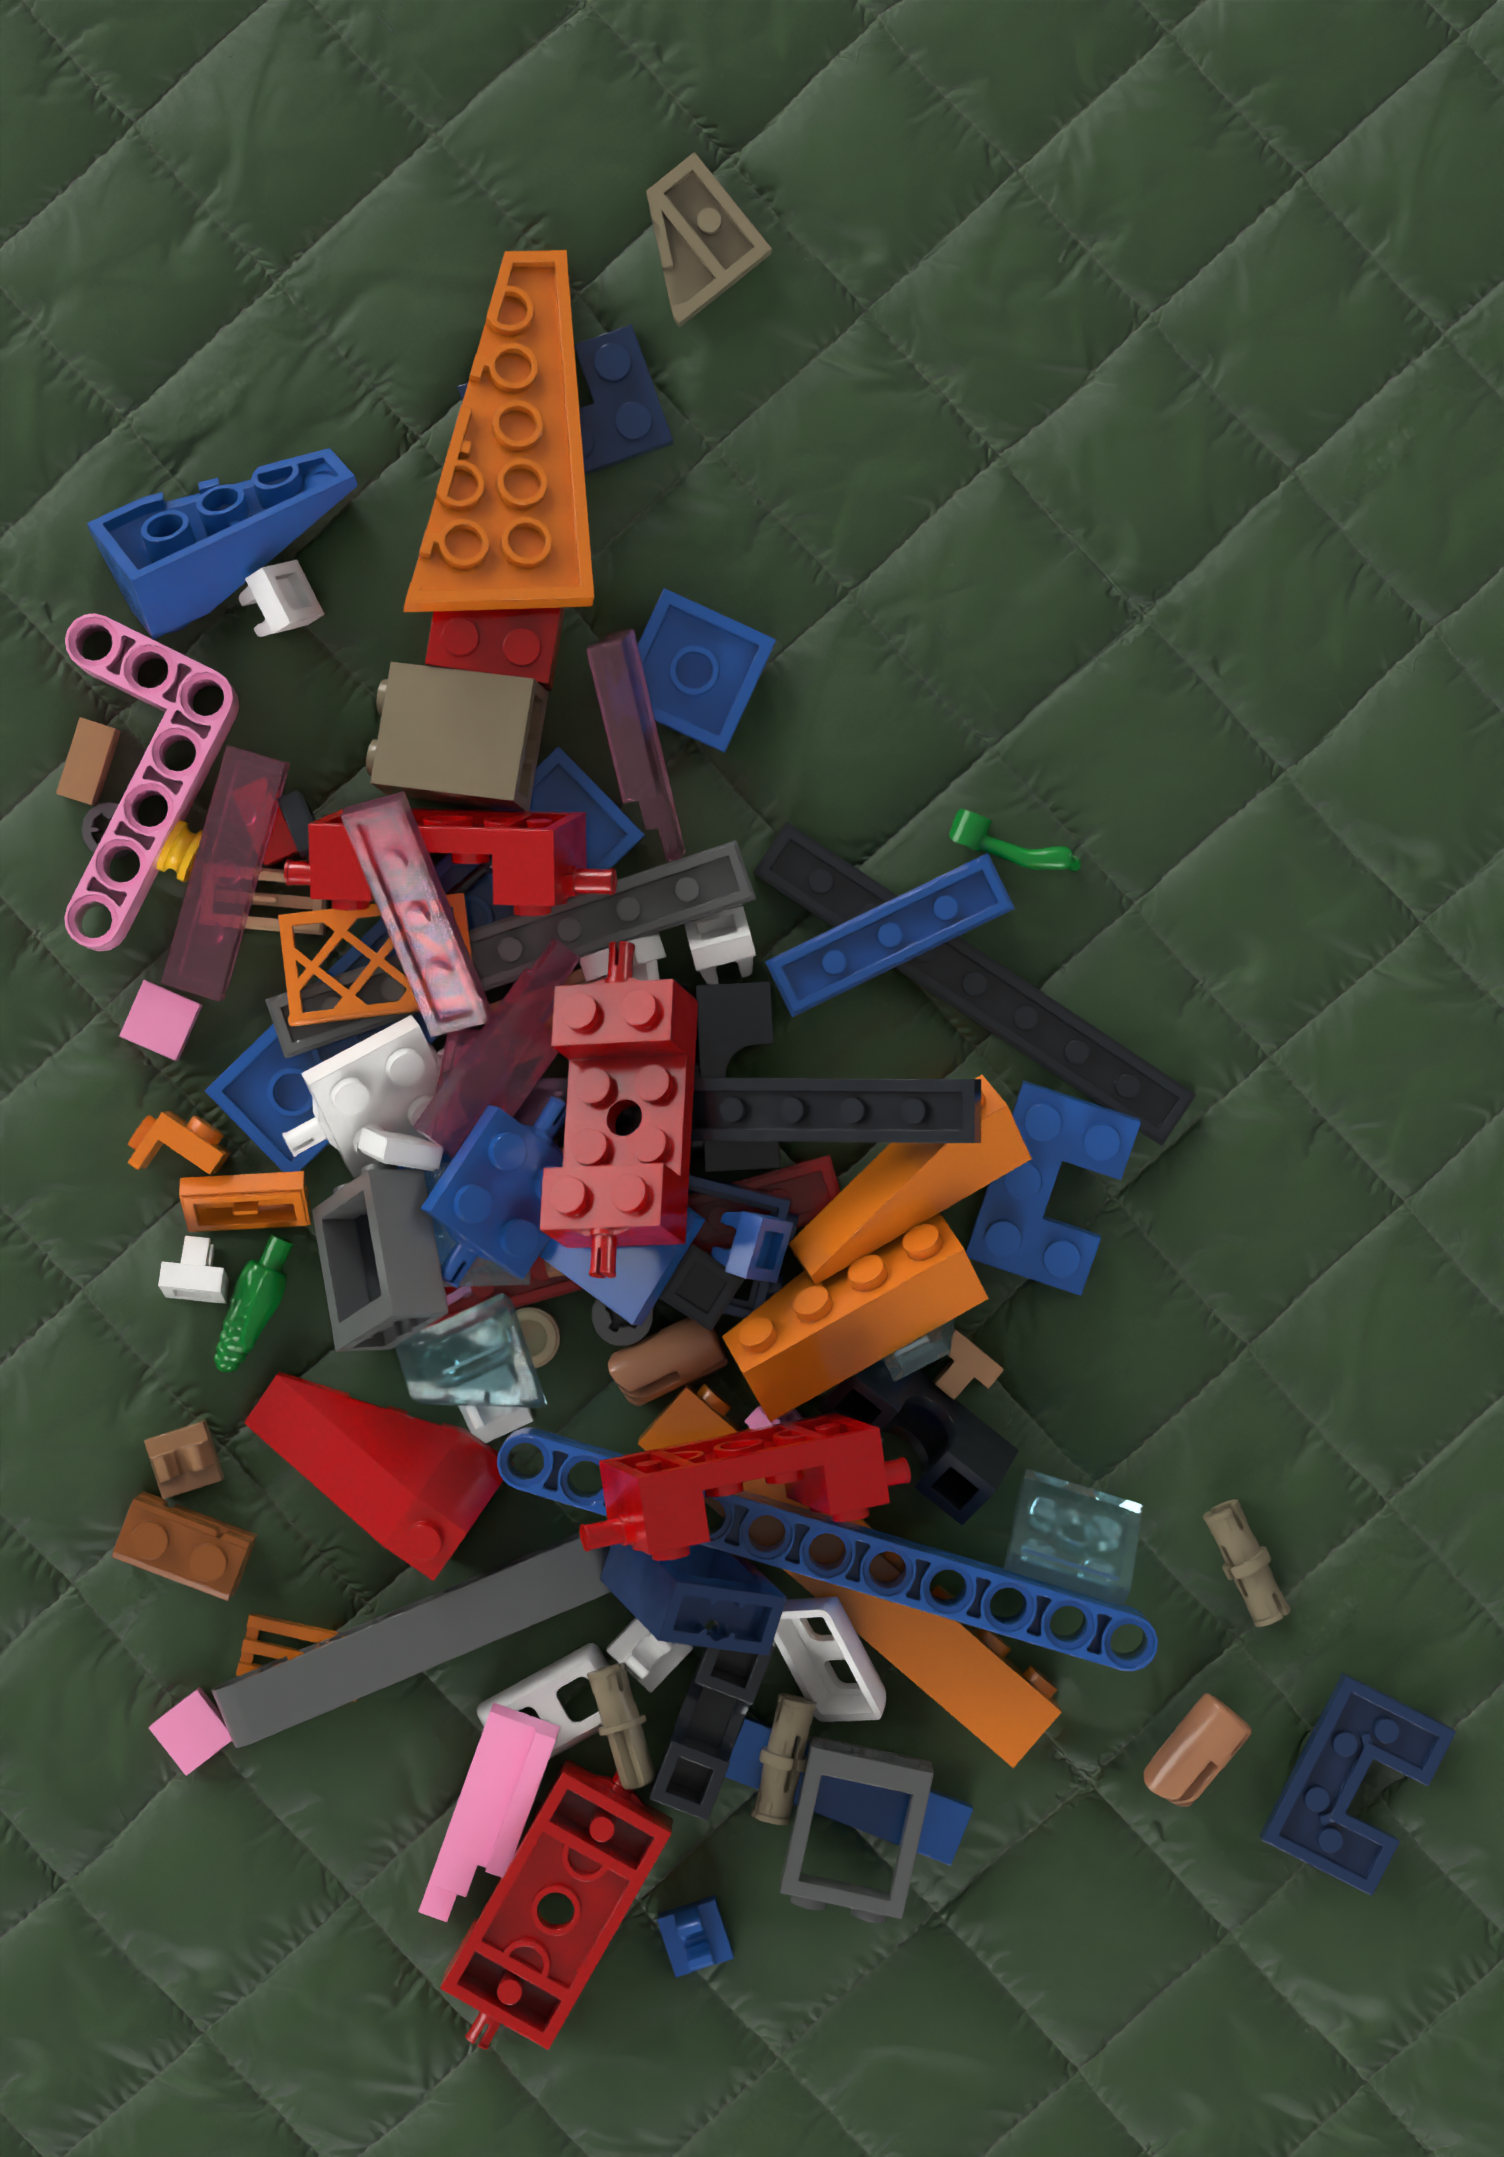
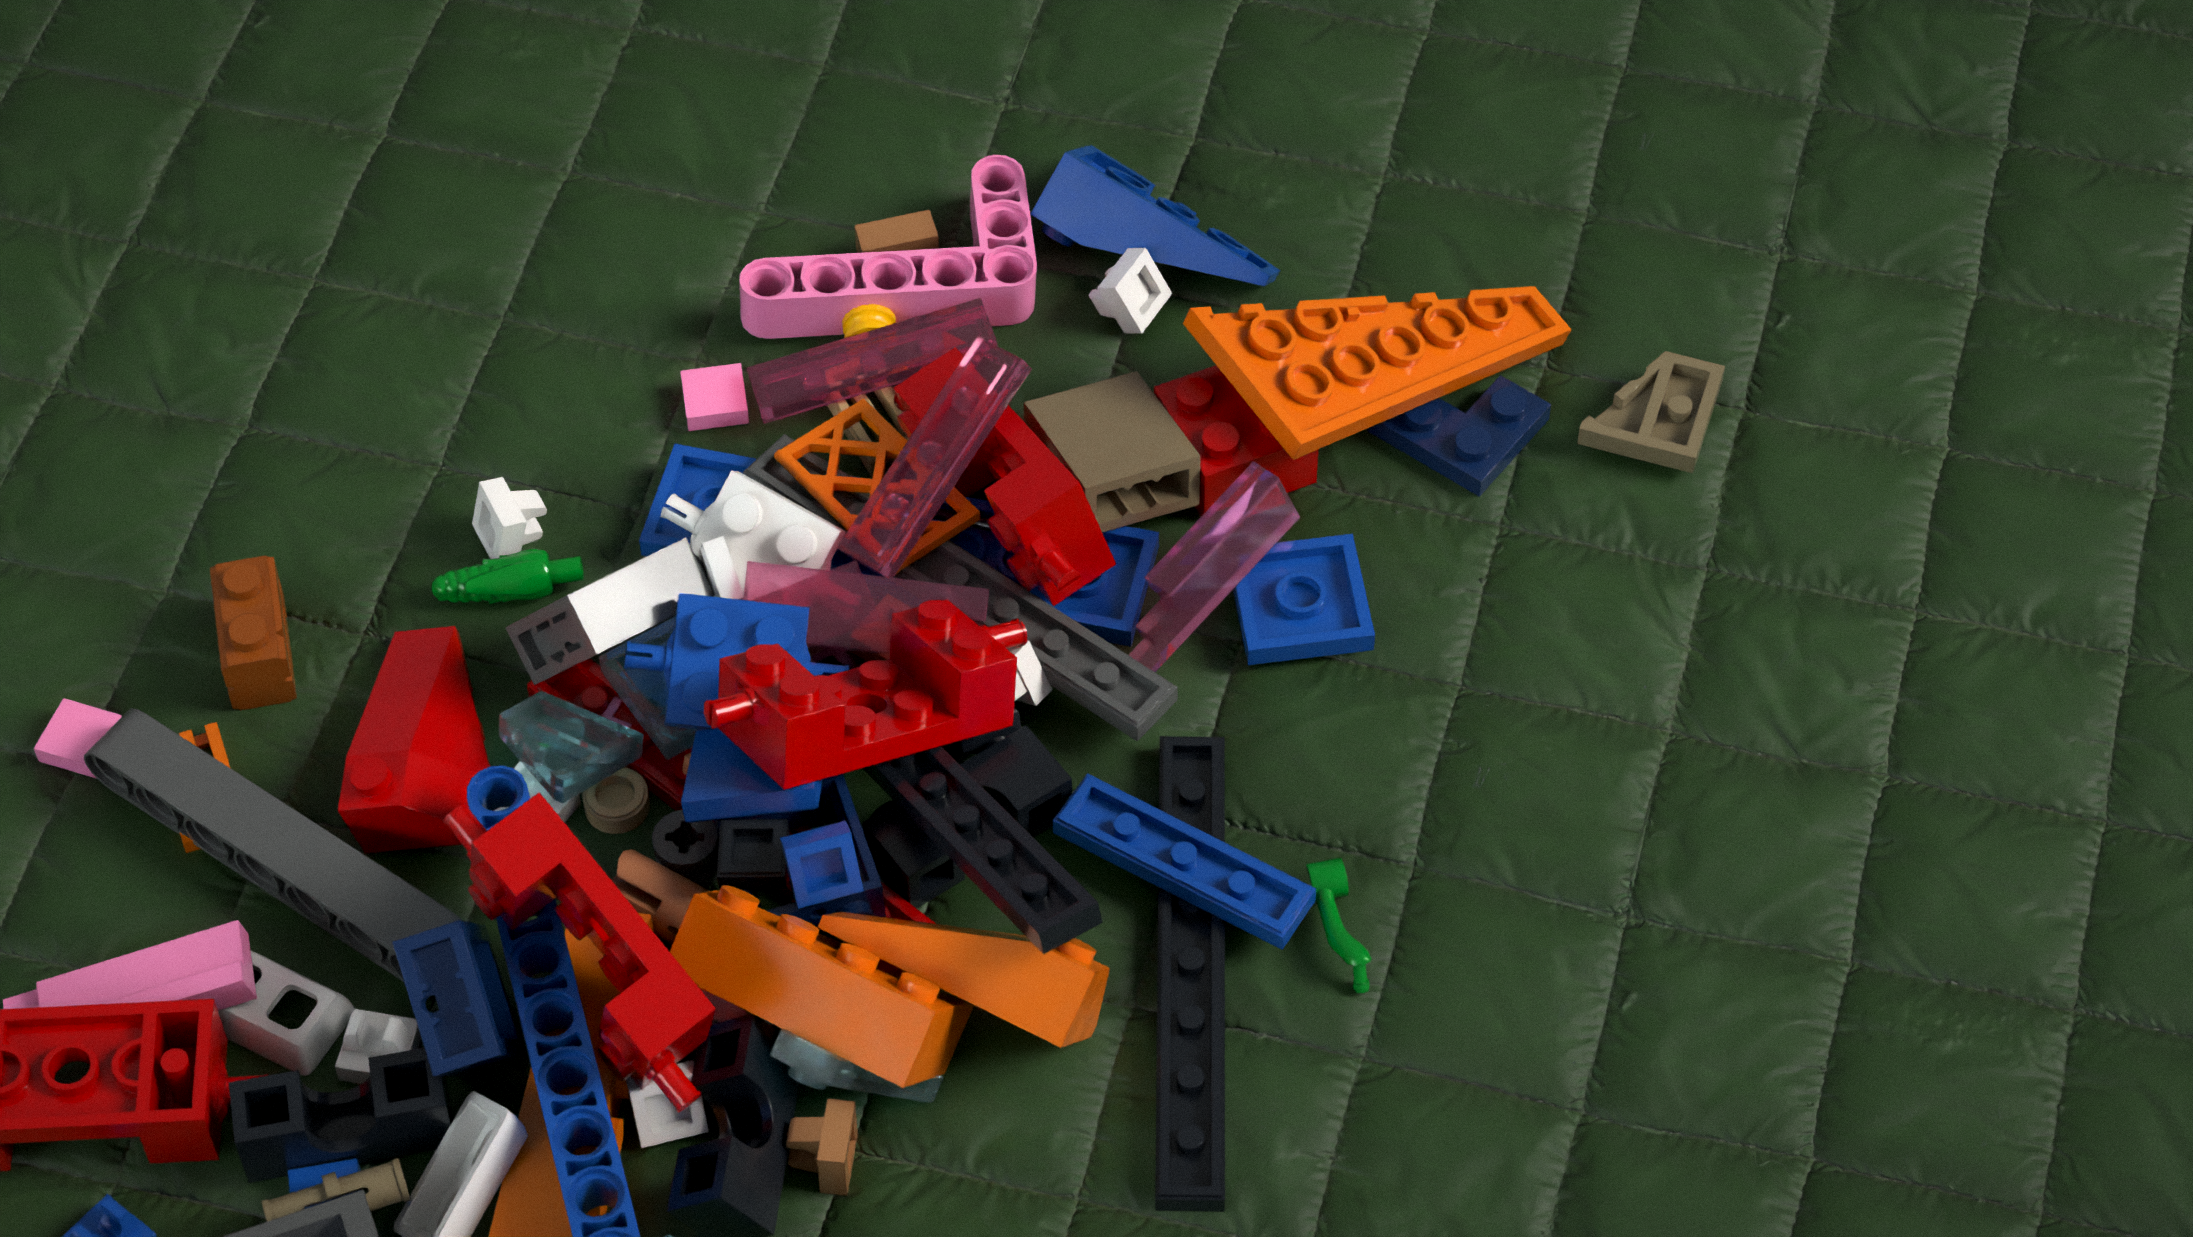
camera: 55 degrees right, 35 degrees down
(184, 1459) = (331, 604): medium nougat tile -> none
(193, 1140) = (616, 438): orange bracket -> none
(245, 1201) = (600, 513): orange tile -> none
(622, 1725) = (293, 1037): dark tan axle -> none
(719, 941) = (1087, 745): white tile -> none
(1011, 1218) = (1081, 1087): blue plate -> none

